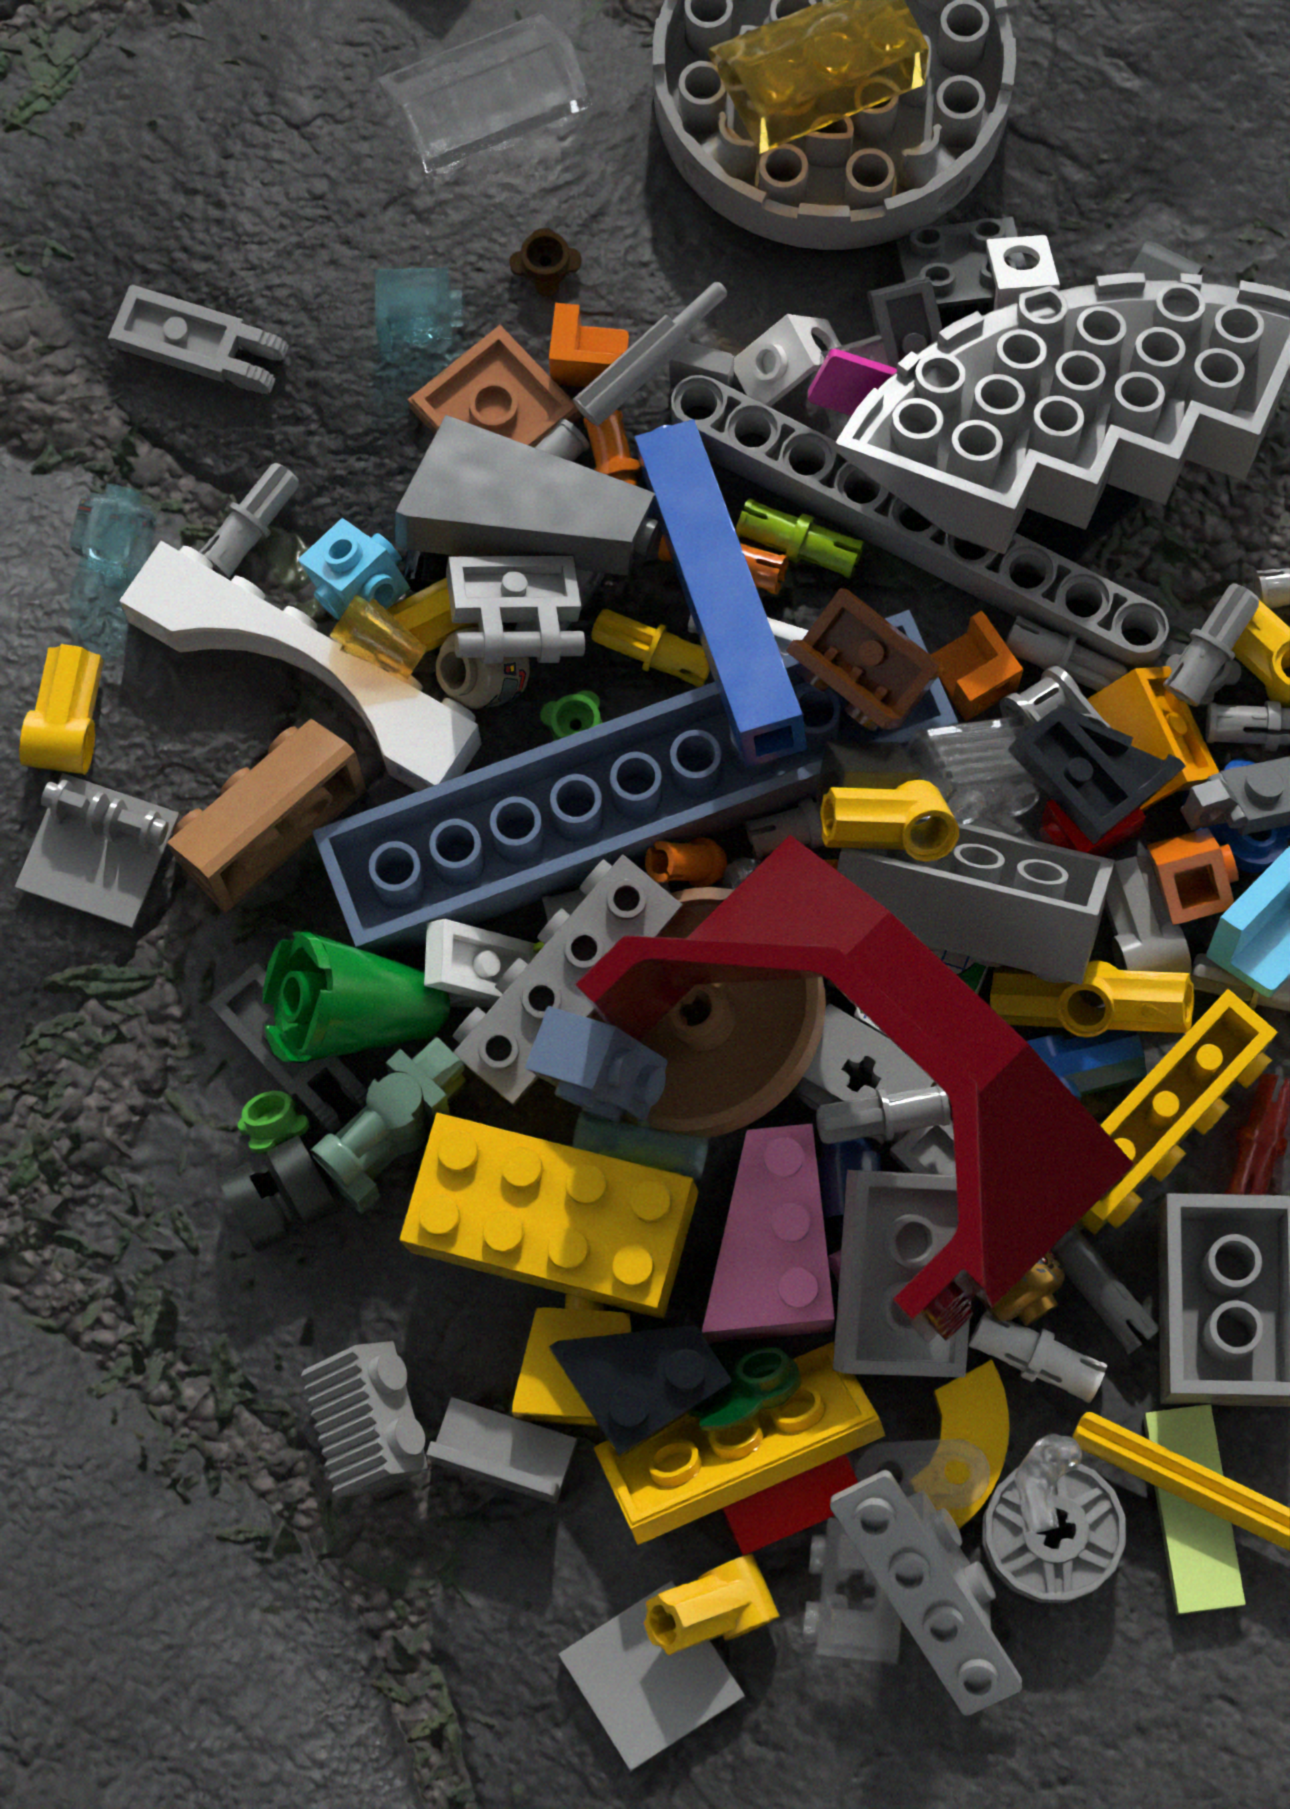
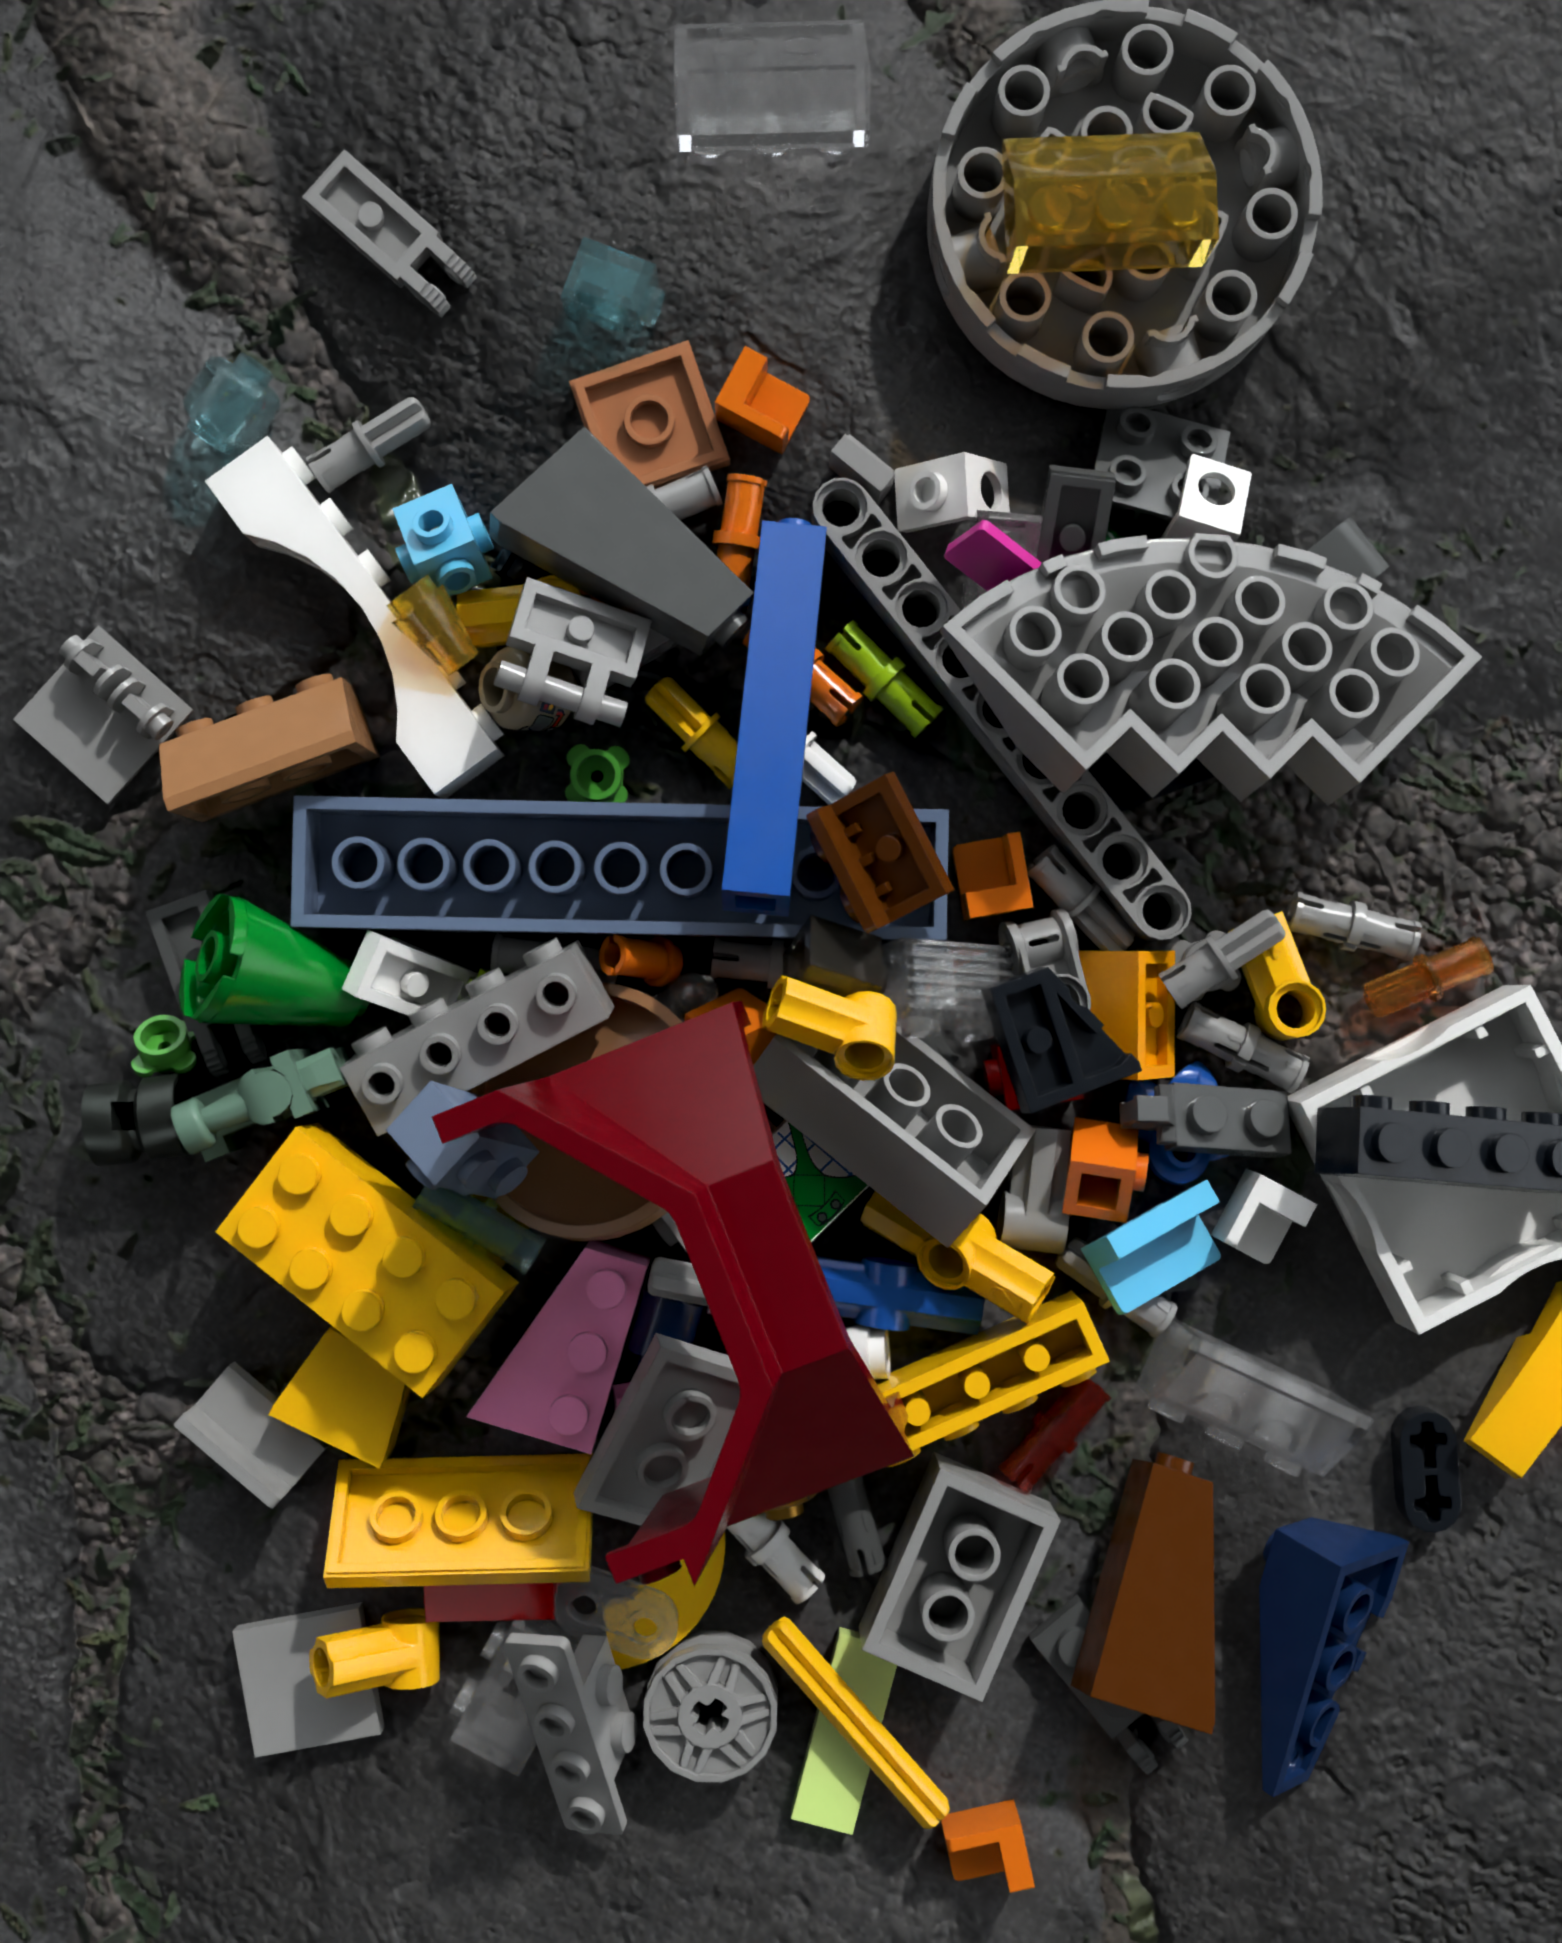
camera: 20 degrees right, 15 degrees up
(62, 726) = (111, 580): yellow piece -> none
(365, 1419) = (138, 1361): light grey brick -> none
(540, 245) = (762, 272): dark brown plate -> none
(641, 1379) = (392, 1440): black wing -> none
(644, 358) = (805, 442): light grey axle -> none
(759, 1380) = (476, 1468): dark green plate -> none
(1039, 1474) = (713, 1671): clear arm -> none

